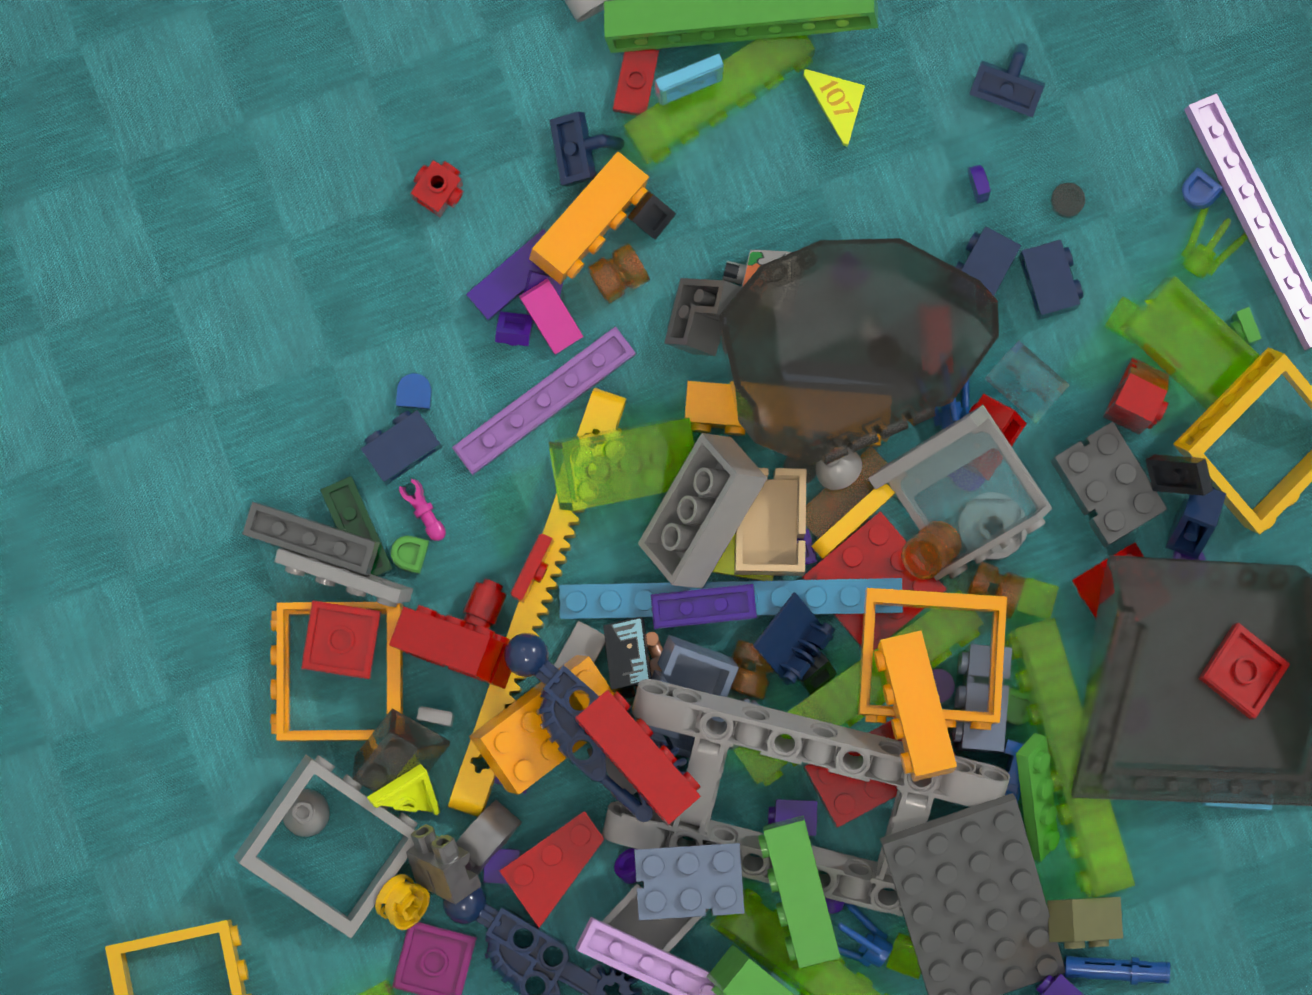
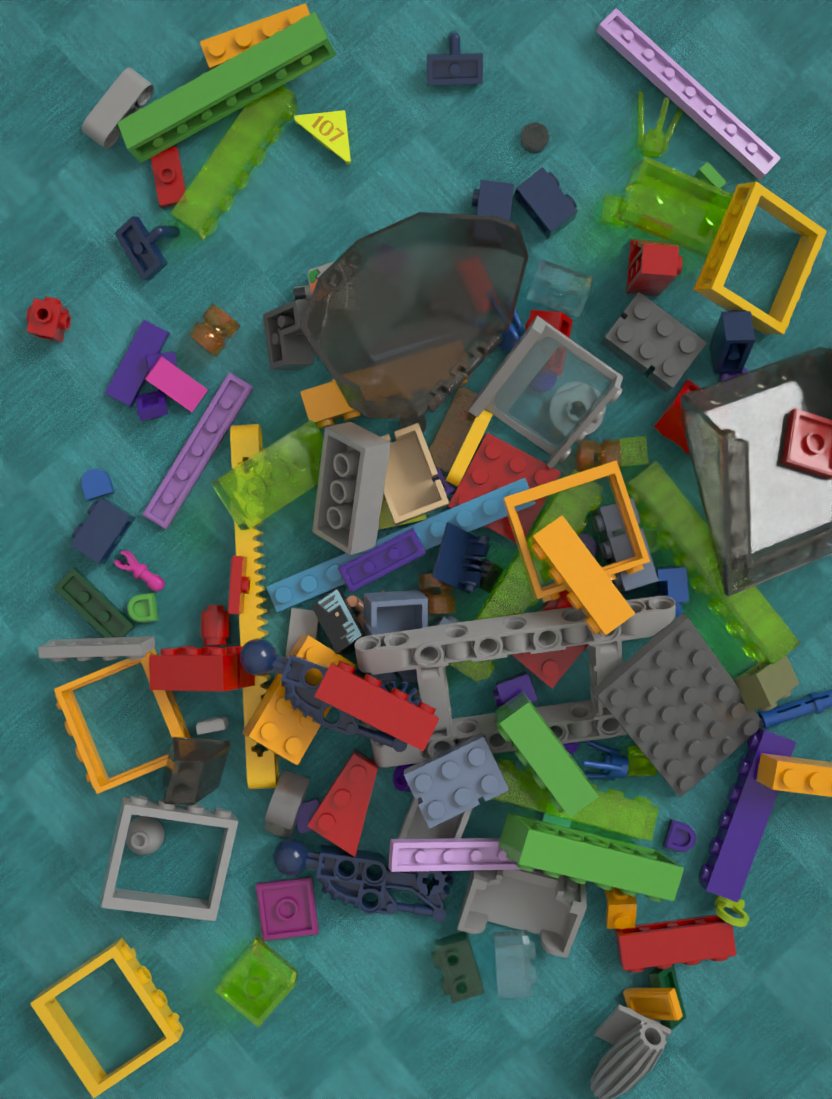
camera: 25 degrees left, 5 degrees up
(311, 538) = (61, 628): dark grey plate -> none
(341, 639) = (114, 698): red tile -> none
(403, 901) = (243, 877): yellow wheel -> none
(408, 793) = (212, 795): neon yellow tile -> none
(441, 865) = (261, 840): flat silver hips -> none
(589, 218) = (174, 295): light orange brick -> none
(651, 215) = (222, 275): black plate -> none
(689, 79) = (204, 152): medium azure tile -> none
(840, 472) = (445, 415): light grey brick -> none
(931, 549) = (538, 446): clear orange wheel -> none
(979, 183) = (462, 151): dark purple tile -> none
(1038, 796) = (696, 602): bright green plate -> none
(1179, 474) = (710, 310): black plate -> none
(1200, 190) = (632, 89): blue tile -> none

